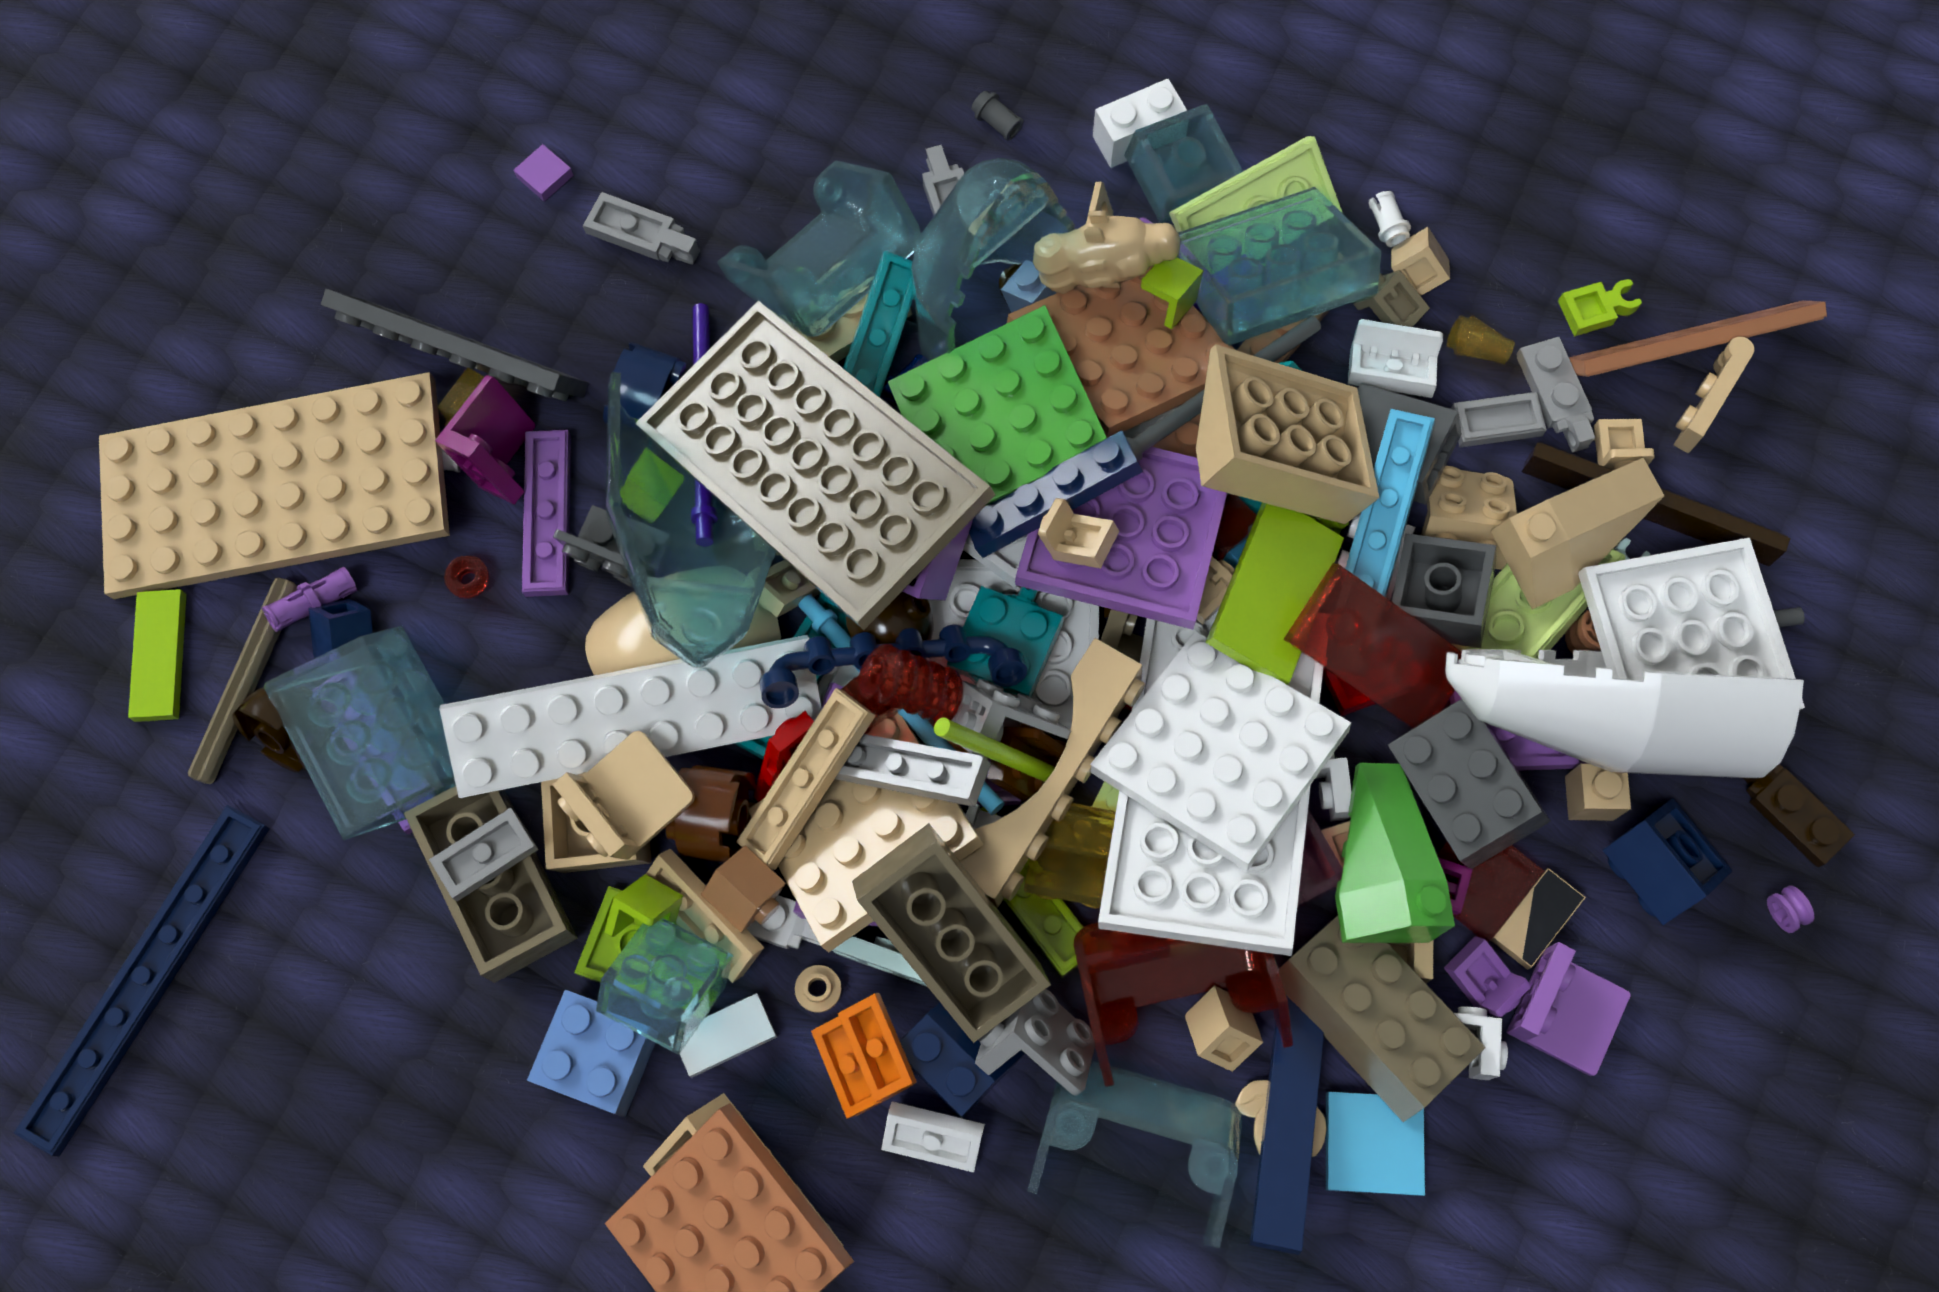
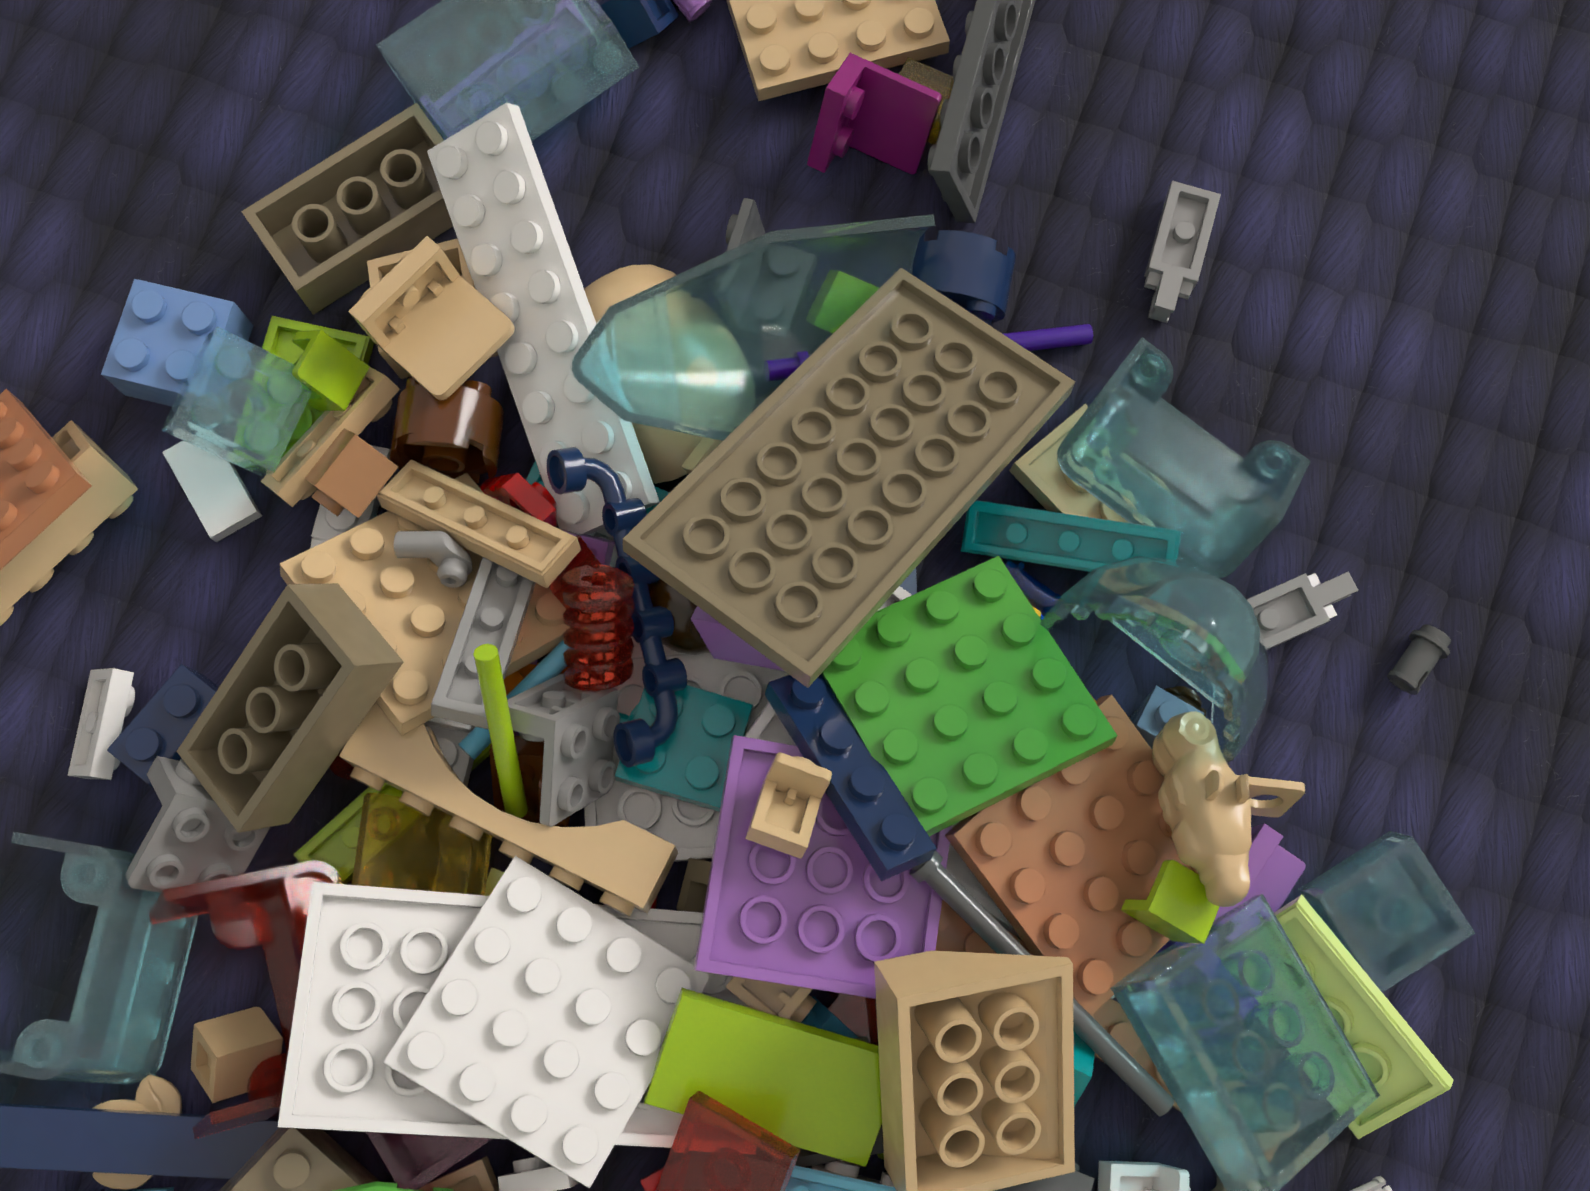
camera: 80 degrees right, 5 degrees up
(458, 568) = (716, 118): clear red plate -> none
(483, 854) = (366, 188): light grey plate -> none
(543, 172) = (1240, 128): medium lavender tile -> none
(545, 510) = (813, 200): medium lavender tile -> none
(825, 1001) = (248, 574): tan plate -> none
(827, 809) = (438, 546): none -> light grey arm
(863, 1056) = (178, 633): orange slope -> none
(1119, 119) = (1445, 840): white brick -> none

